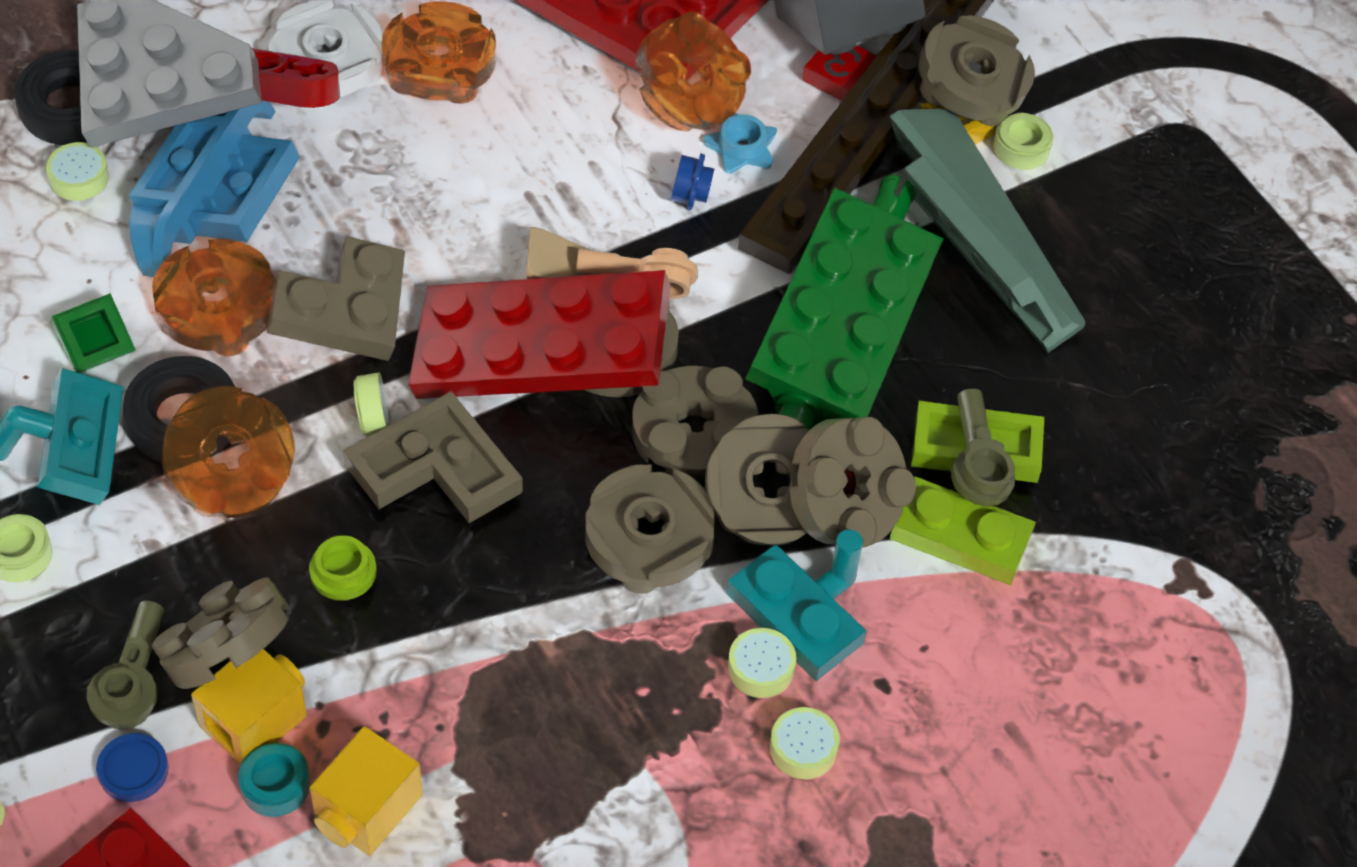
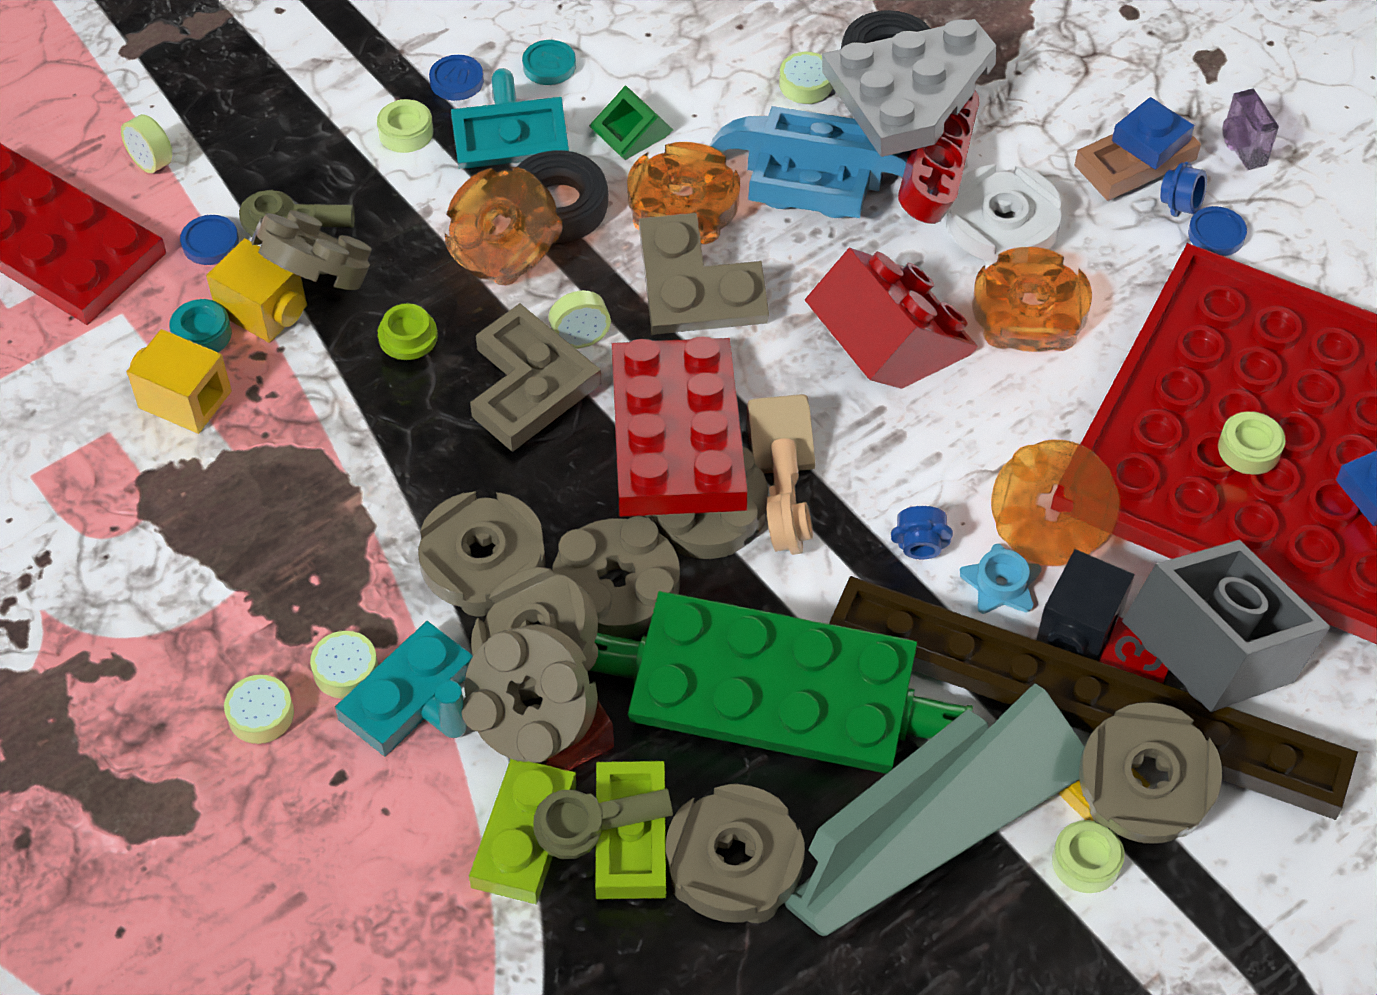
camera: 85 degrees right, 0 degrees up
(444, 155) = (889, 318): none -> red slope
(796, 83) = (1085, 605): none -> black brick
(1013, 339) = (734, 891): none -> dark tan plate

